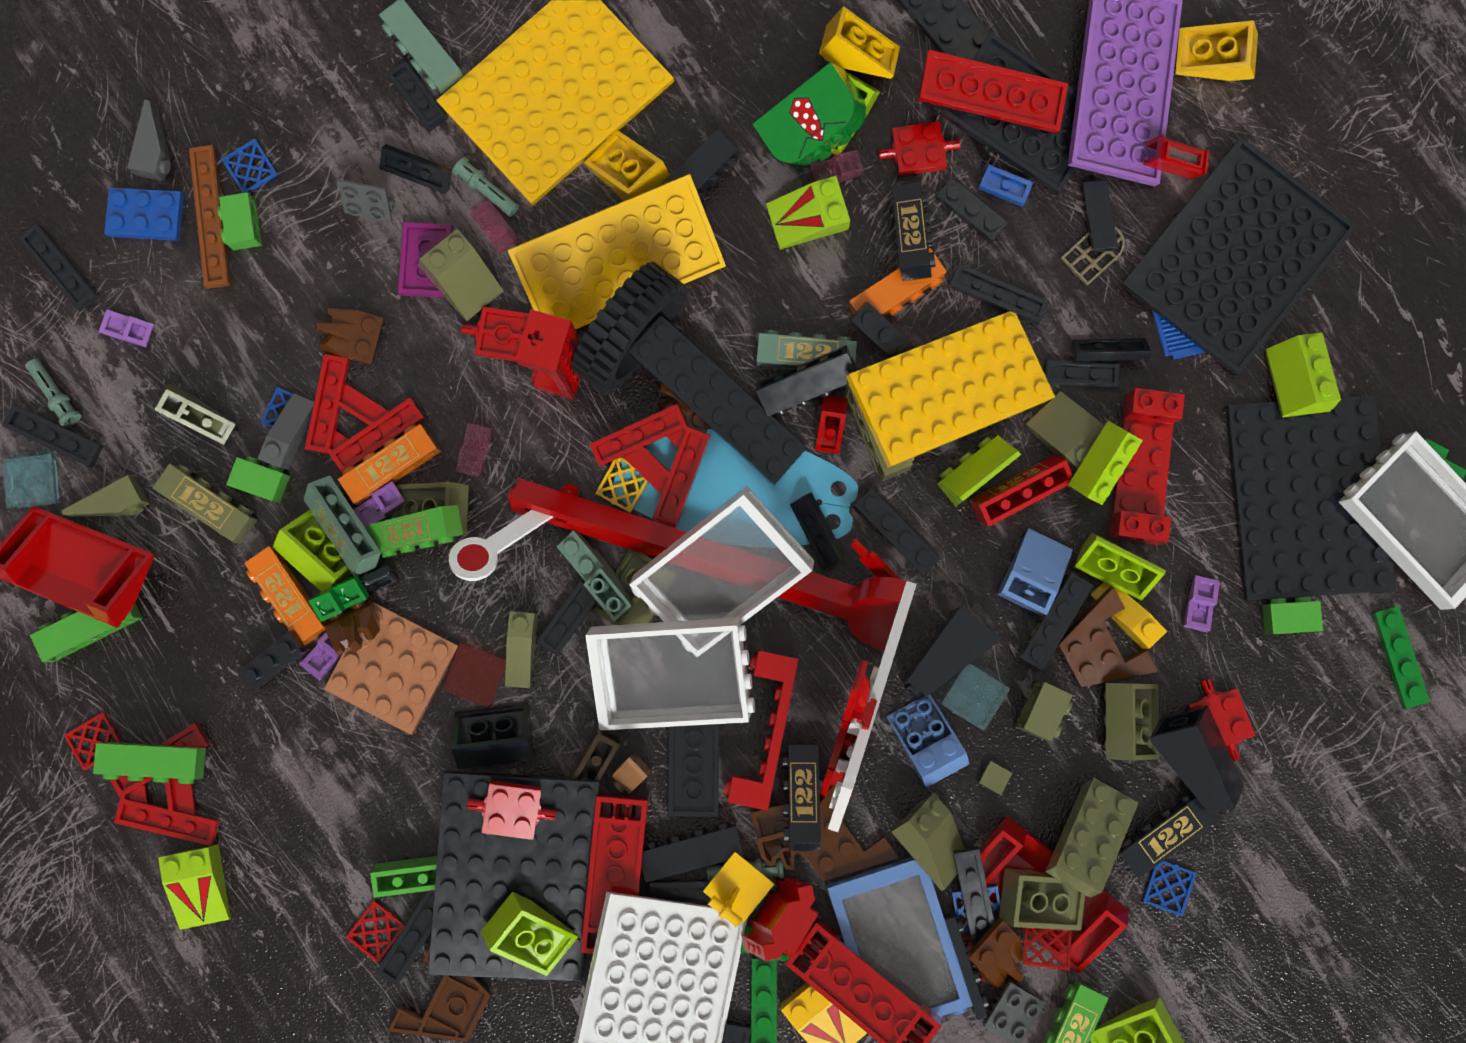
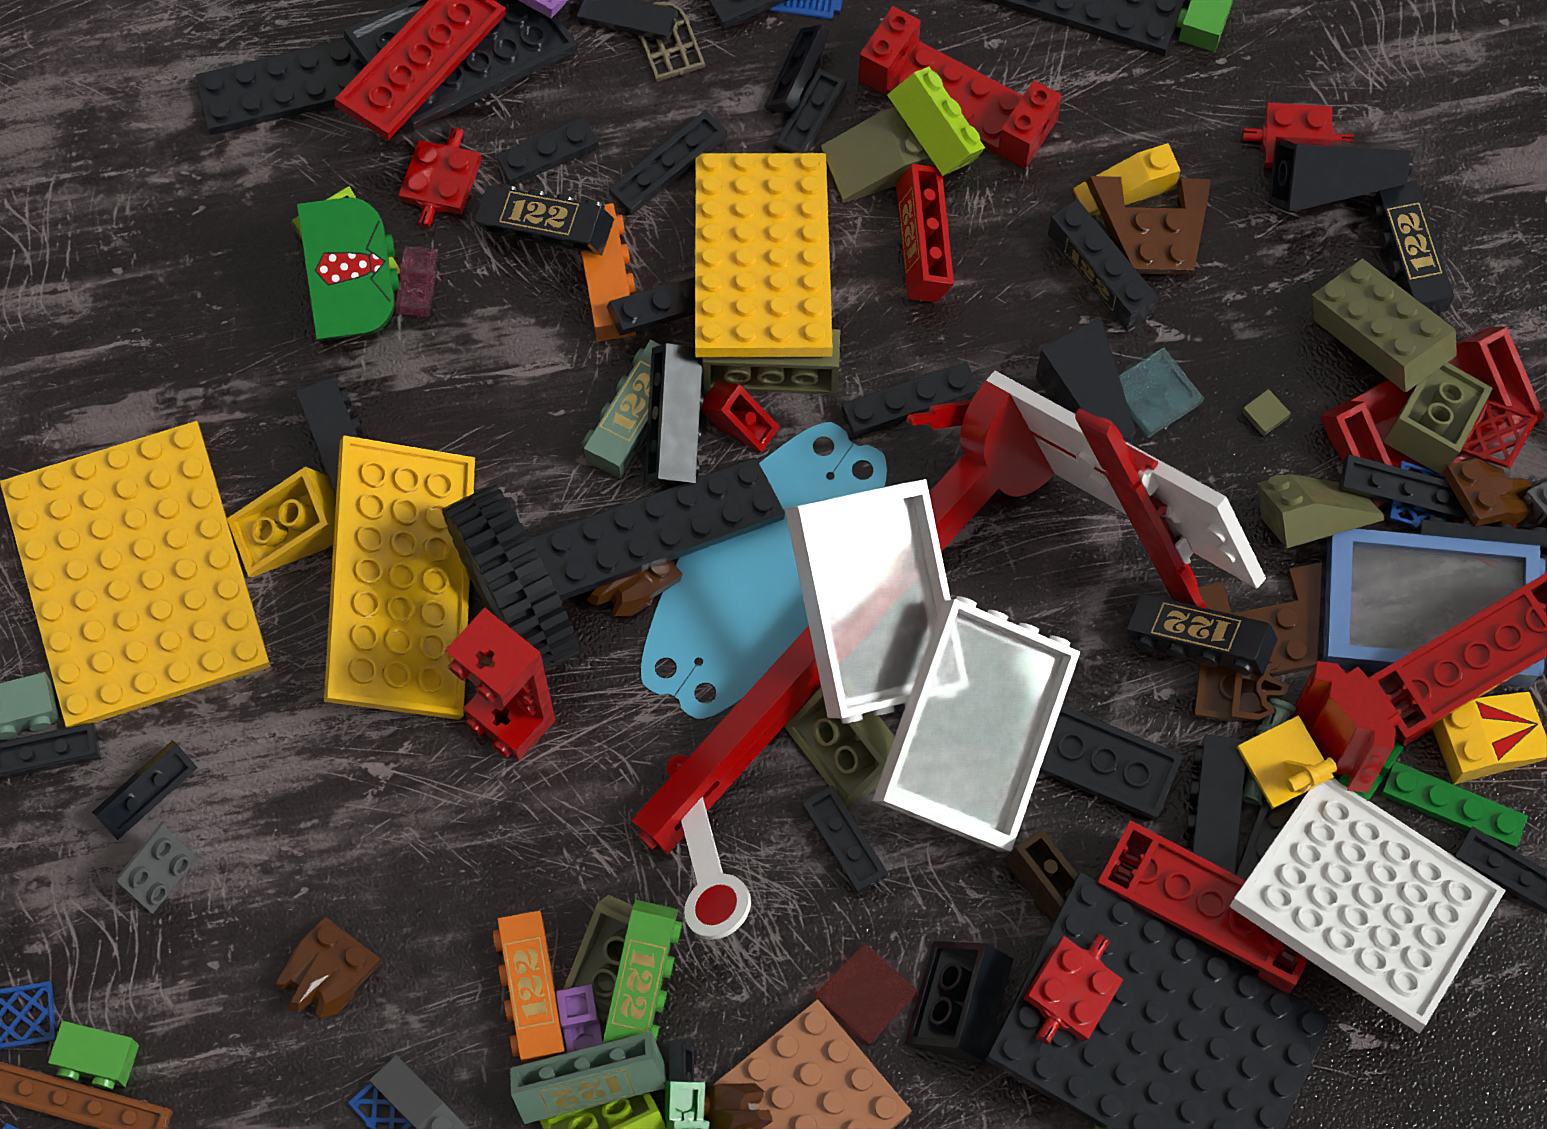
camera: 70 degrees left, 15 degrees down
(335, 394) = (399, 1024): red plate -> none
(416, 242) = (274, 828): magenta plate -> none
(460, 275) = (320, 785): olive slope -> none
(474, 449) = (562, 871): clear pink slope -> none
(477, 180) = (201, 718): sand green pin -> none
(494, 227) = (275, 721): clear pink slope -> none
(497, 333) = (426, 769): red plate -> none
(520, 648) = (857, 916): olive slope -> none
(527, 934) = (1245, 1045): lime slope -> none
(597, 574) = (805, 774): sand green slope -> none
(599, 492) = (677, 715): yellow window -> none
(631, 774) = (1085, 832): medium nougat slope -> none
(672, 484) = (729, 636): red plate -> none
(754, 791) = (1170, 680): red plate -> none
(809, 213) = (457, 332): lime slope -> none
(817, 531) = (847, 482): black plate -> none
(858, 46) = (271, 190): yellow slope -> none
(928, 740) = (1205, 454): medium blue slope -> none
(977, 469) = (876, 271): lime slope -> none
(1005, 185) = (537, 100): blue plate -> none
(1035, 573) = (1034, 262): medium blue slope -> none
(1044, 711) = (1207, 317): olive brick -> none
(1118, 567) = (1065, 163): lime slope -> none
(1130, 721) = (1259, 232): olive slope -> none
(1146, 898) = (1490, 259): blue window -> none
(1200, 603) = (1148, 102): medium lavender slope -> none

